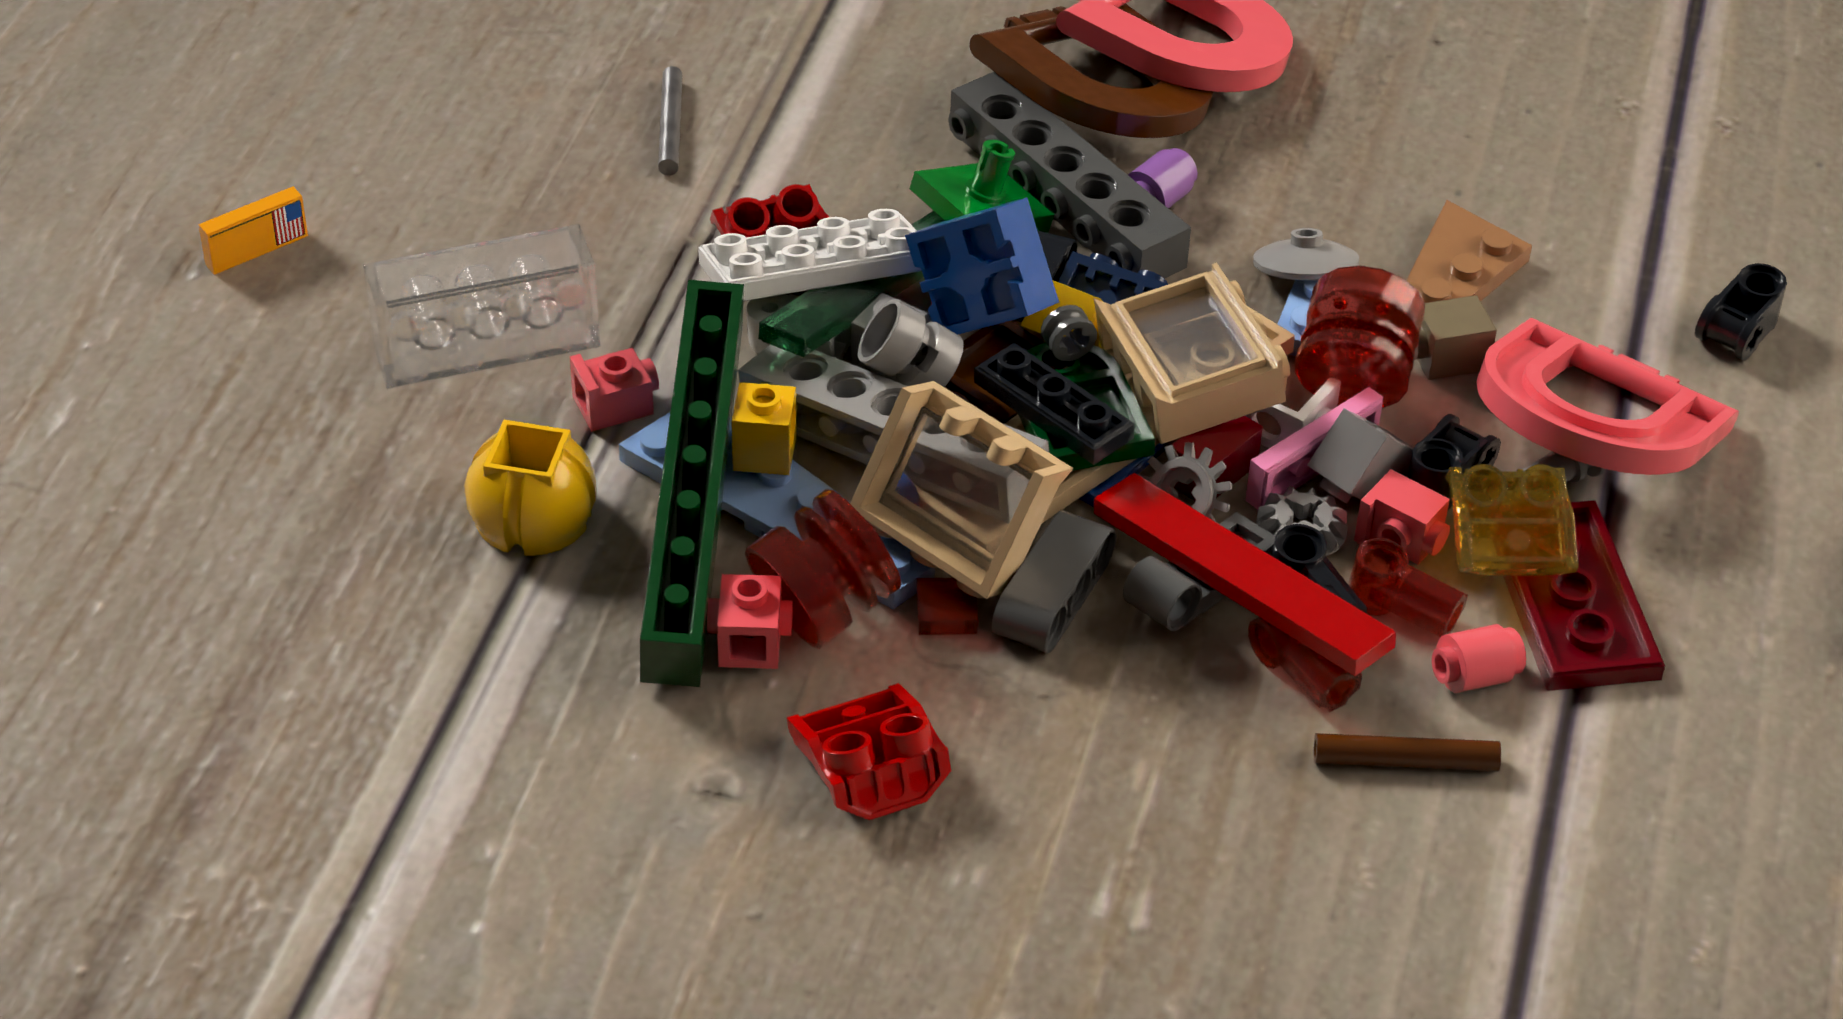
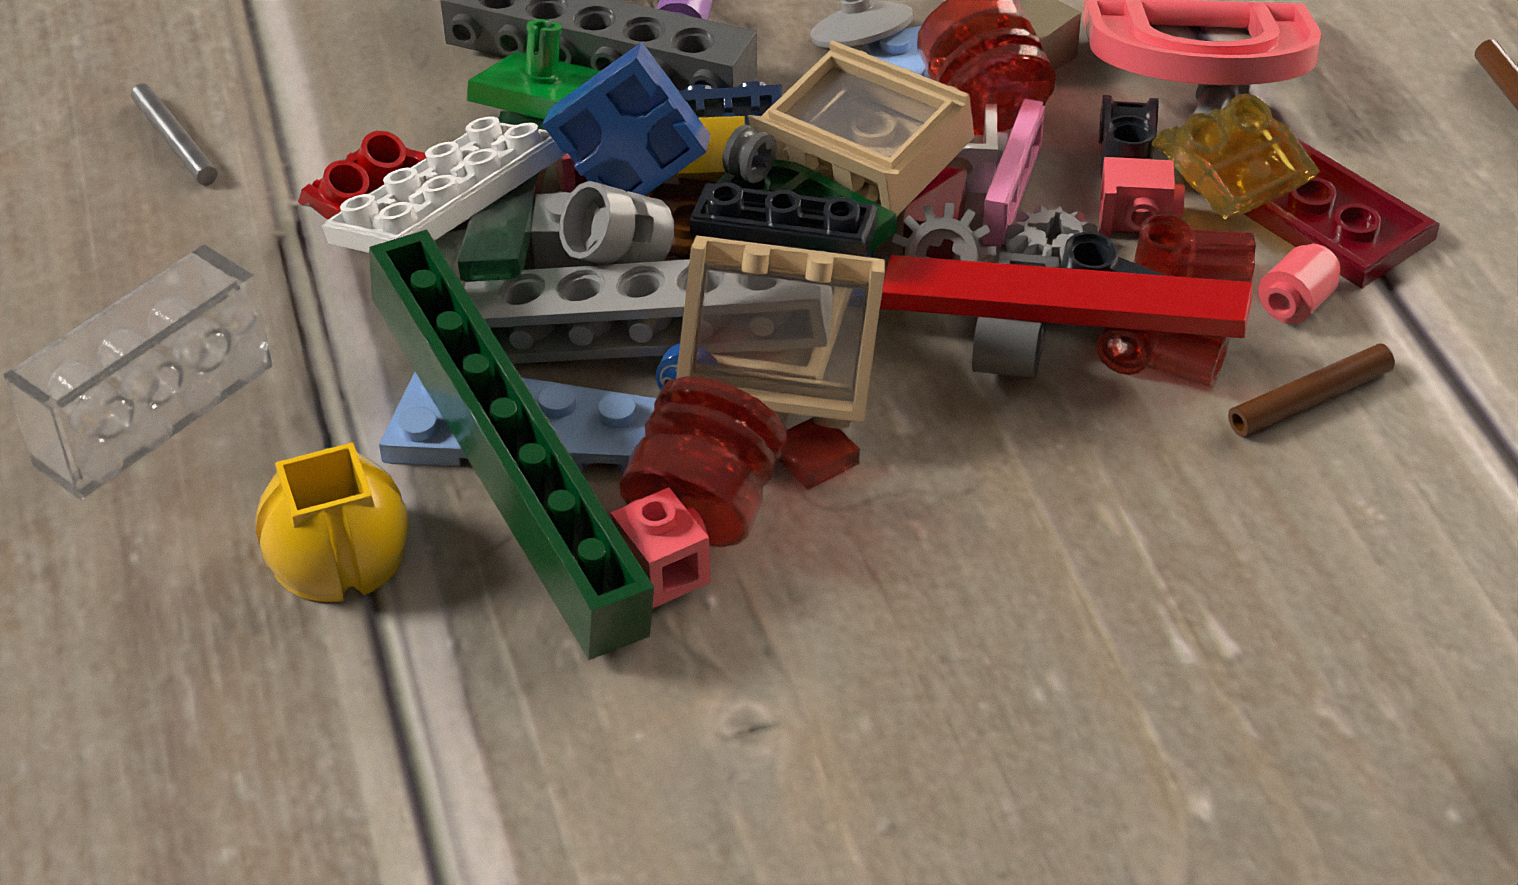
camera: 30 degrees left, 0 degrees up
(613, 387) = (328, 395): coral brick -> none
(764, 428) = (539, 354): yellow brick -> none
(874, 752) = (875, 611): red slope -> none
(1054, 581) = (902, 388): dark grey beam -> none
(1358, 456) = (1061, 162): light grey slope -> none

